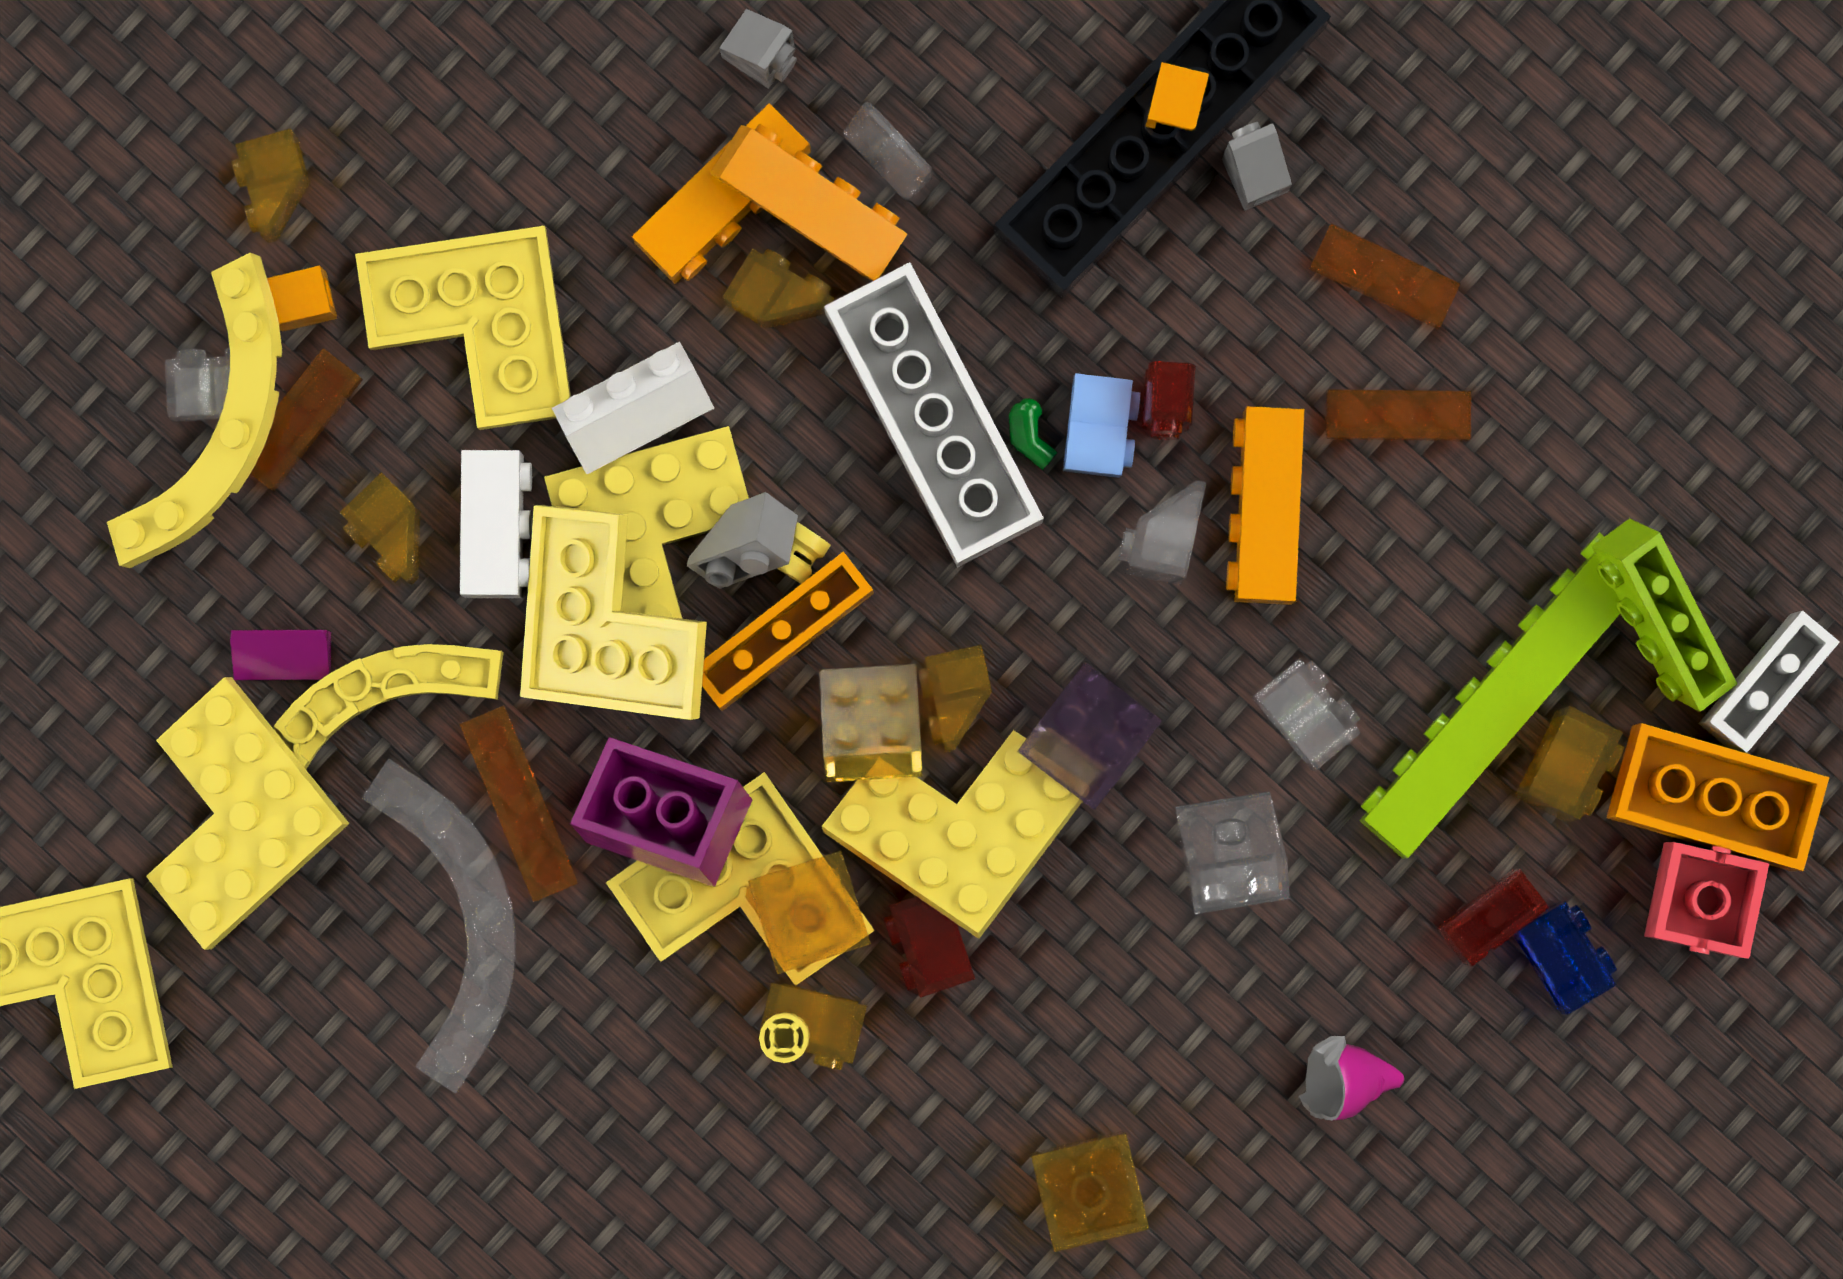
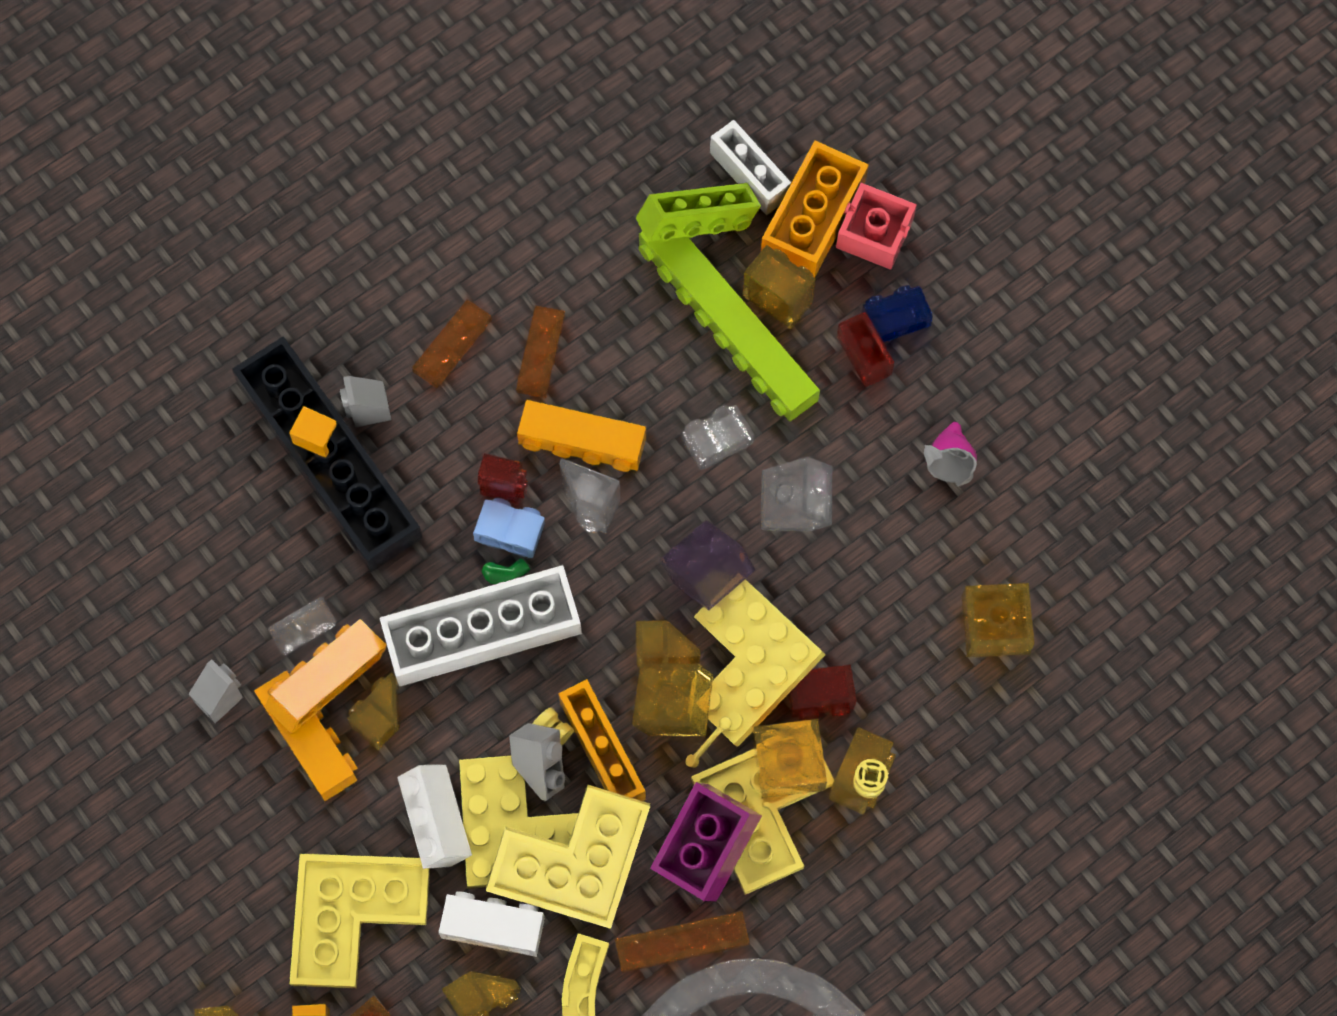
camera: 80 degrees left, 15 degrees down
(794, 770) = (693, 760): none -> light yellow hinge

